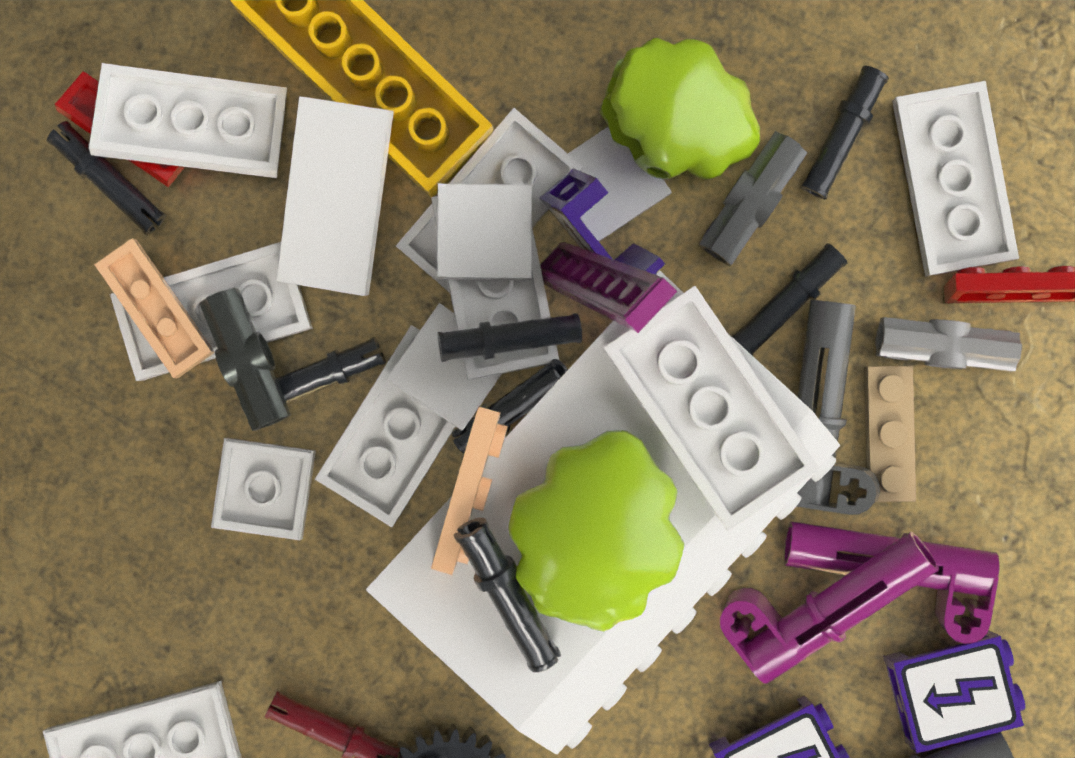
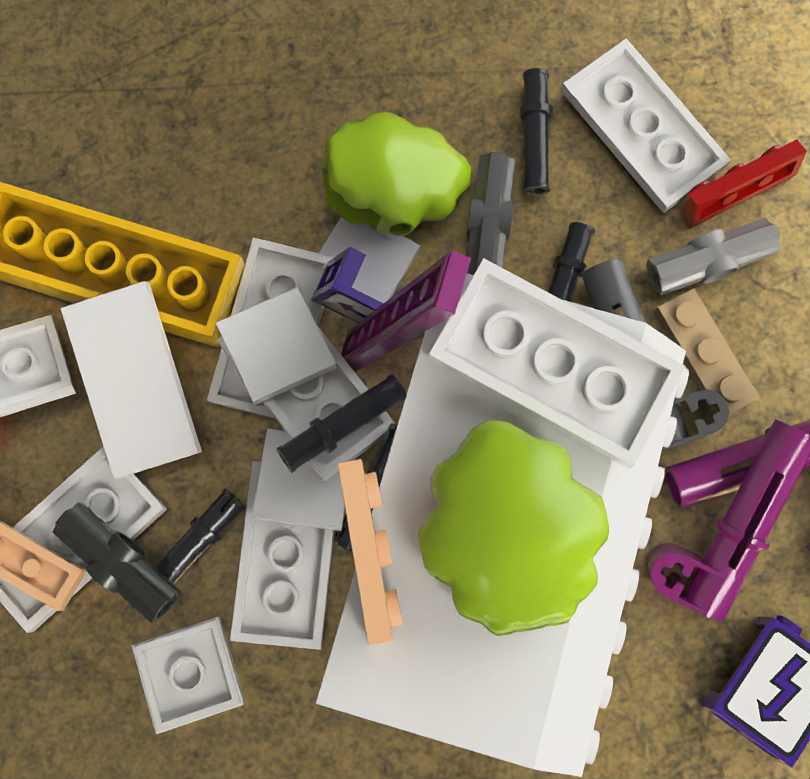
camera: 25 degrees left, 10 degrees down
(498, 577) = (439, 621): black pin -> none

